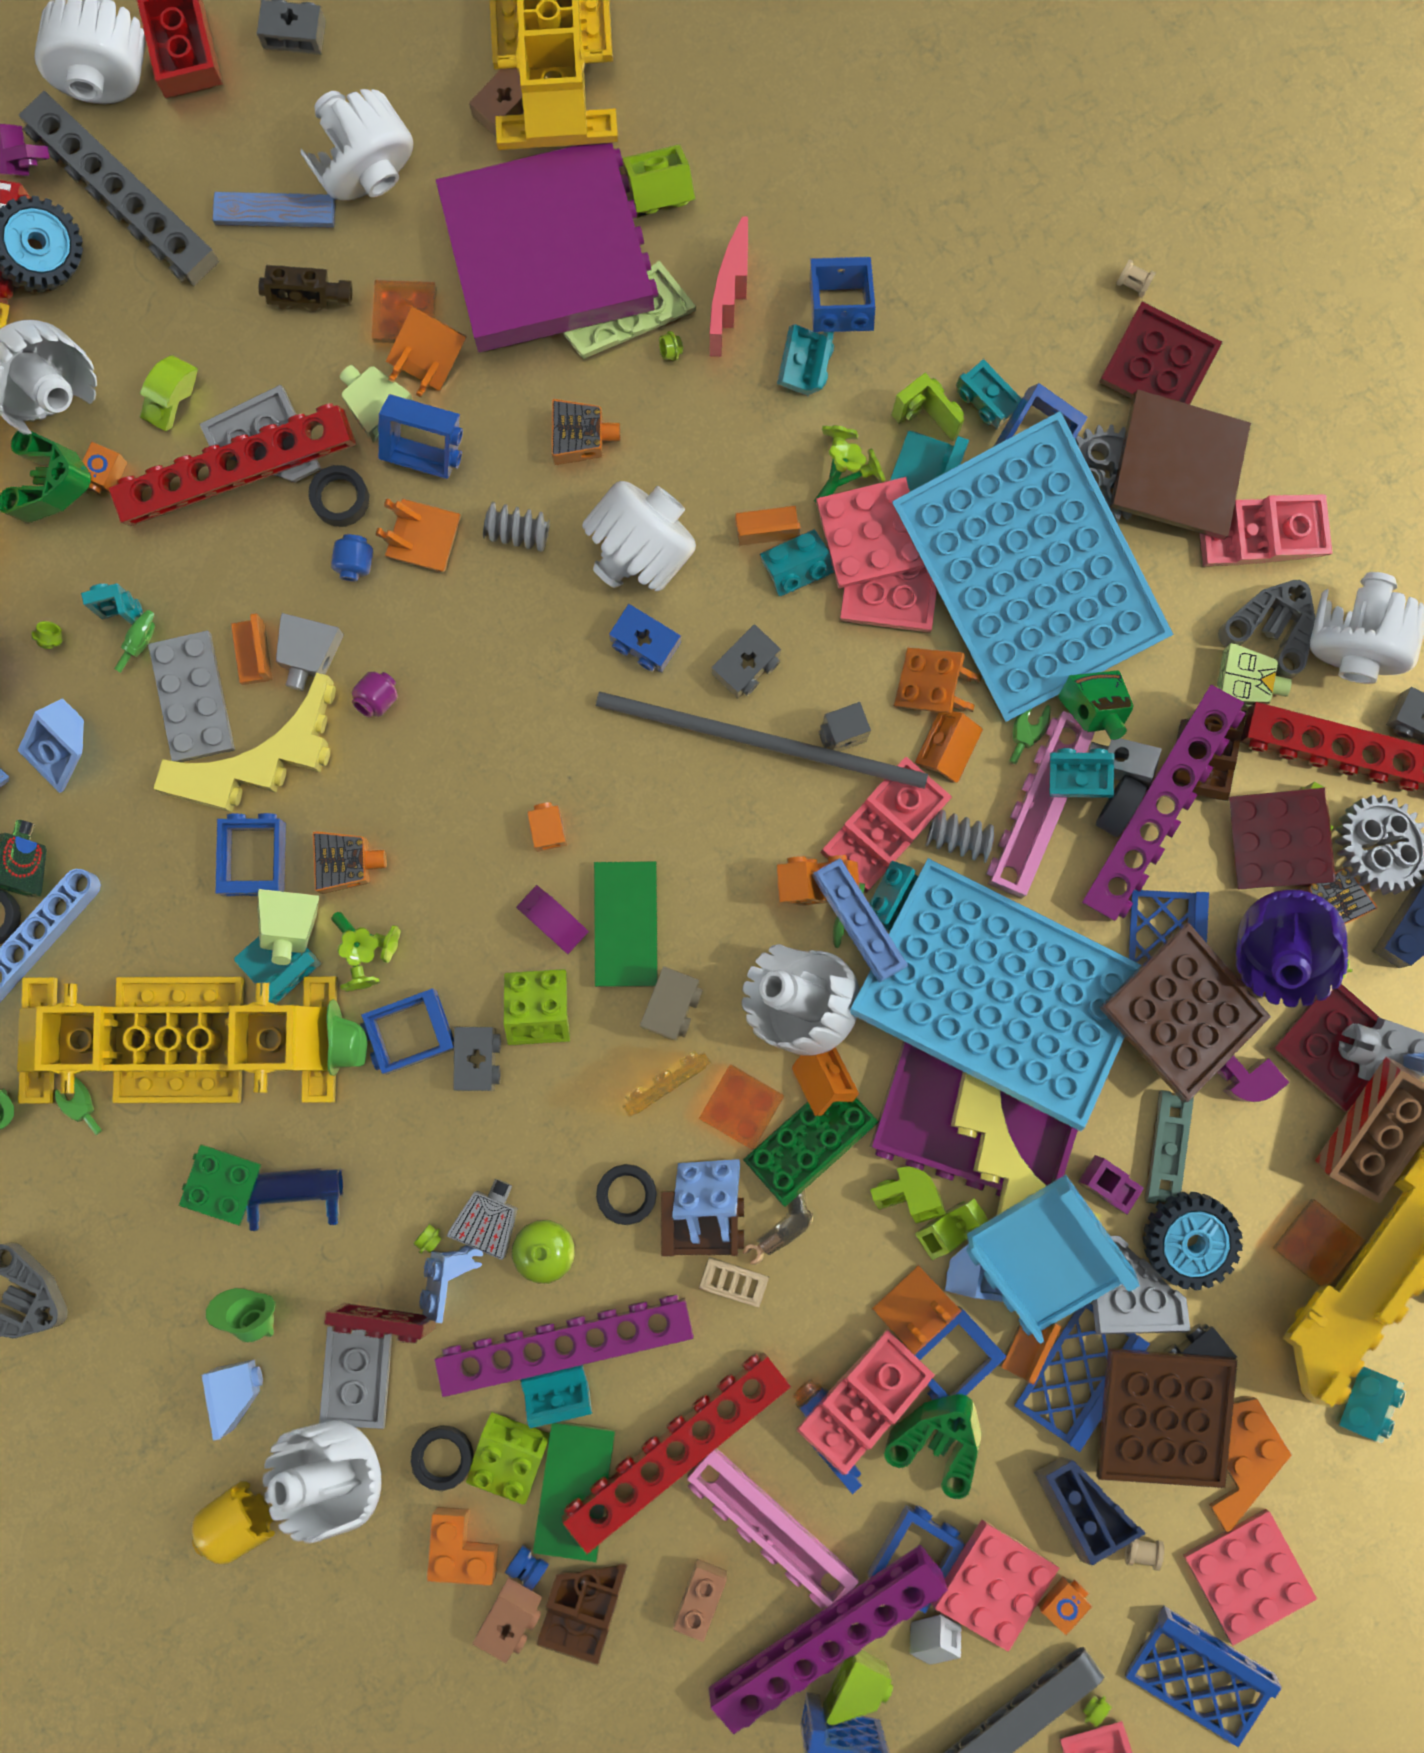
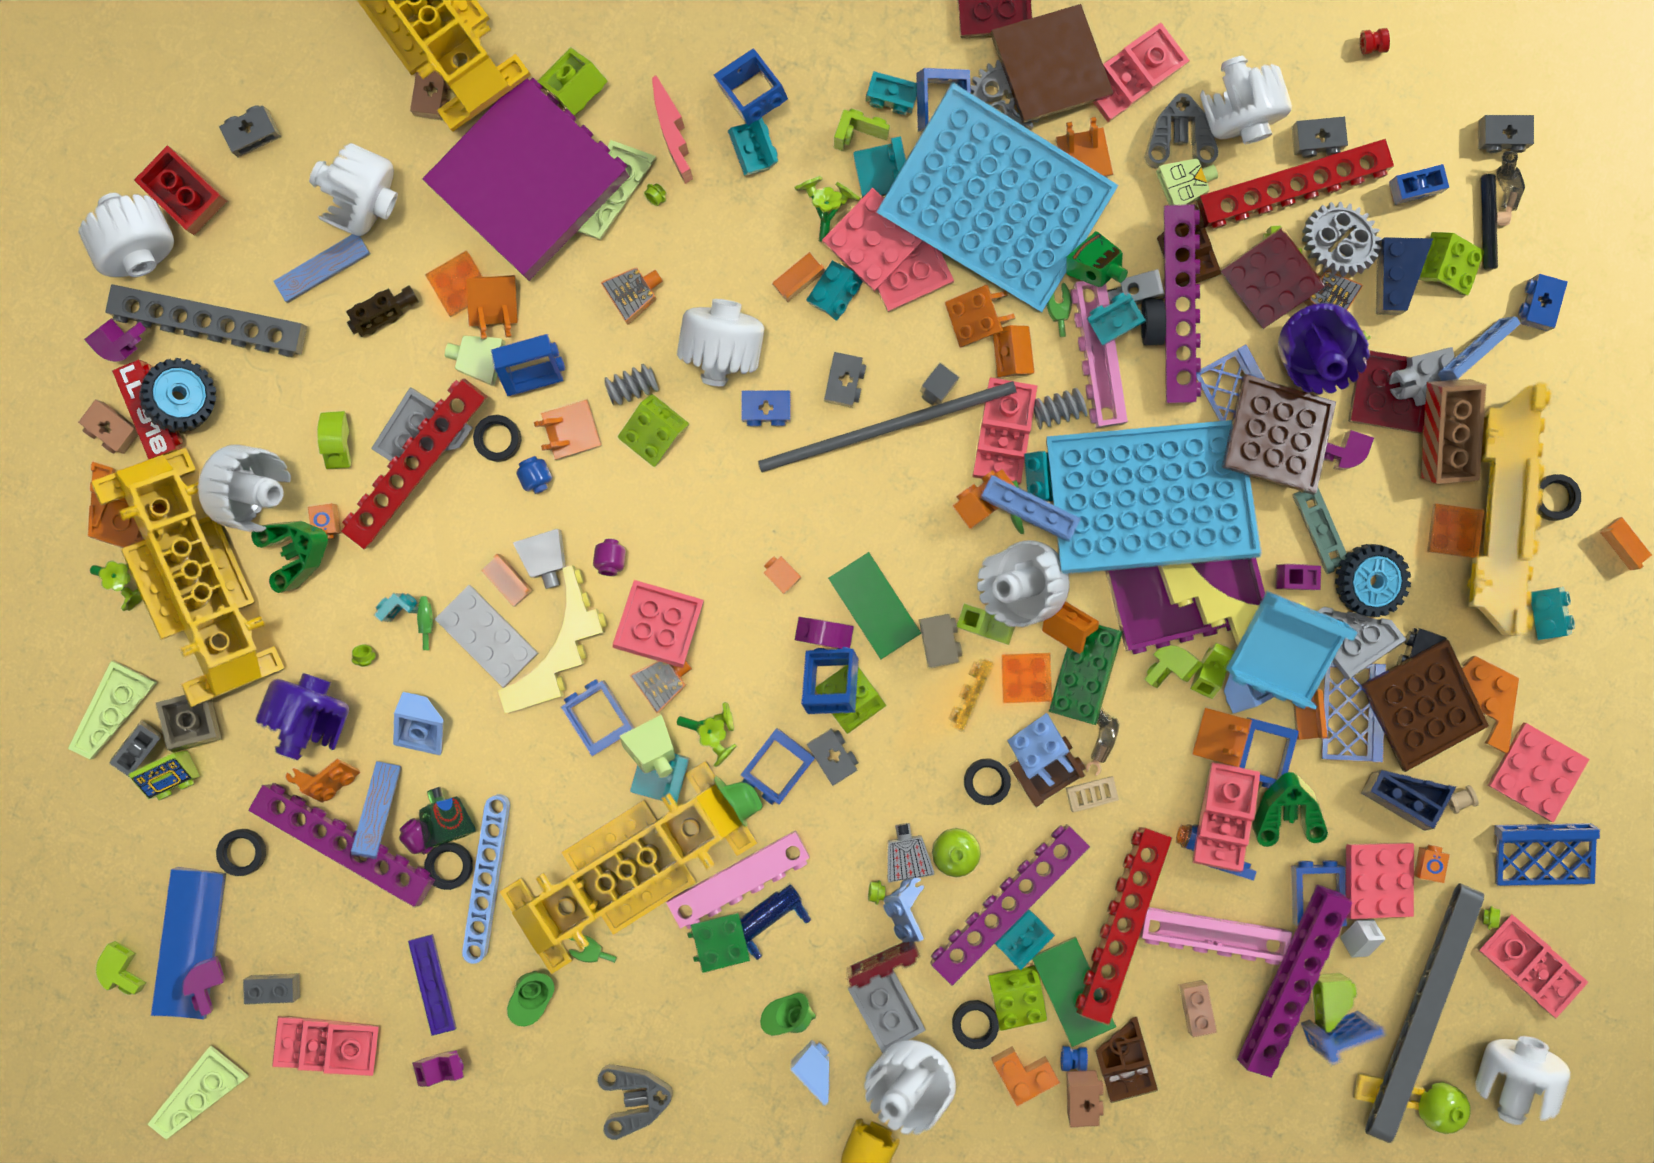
camera: 30 degrees left, 5 degrees up
(286, 1129) = (738, 879): none -> bright pink piece
(379, 796) = (658, 623): none -> coral plate
(508, 587) = (652, 429): none -> lime bracket
(511, 998) = (829, 702): none -> blue window
(731, 1018) = (984, 624): none -> lime brick
(1166, 577) = (1087, 147): none -> orange plate

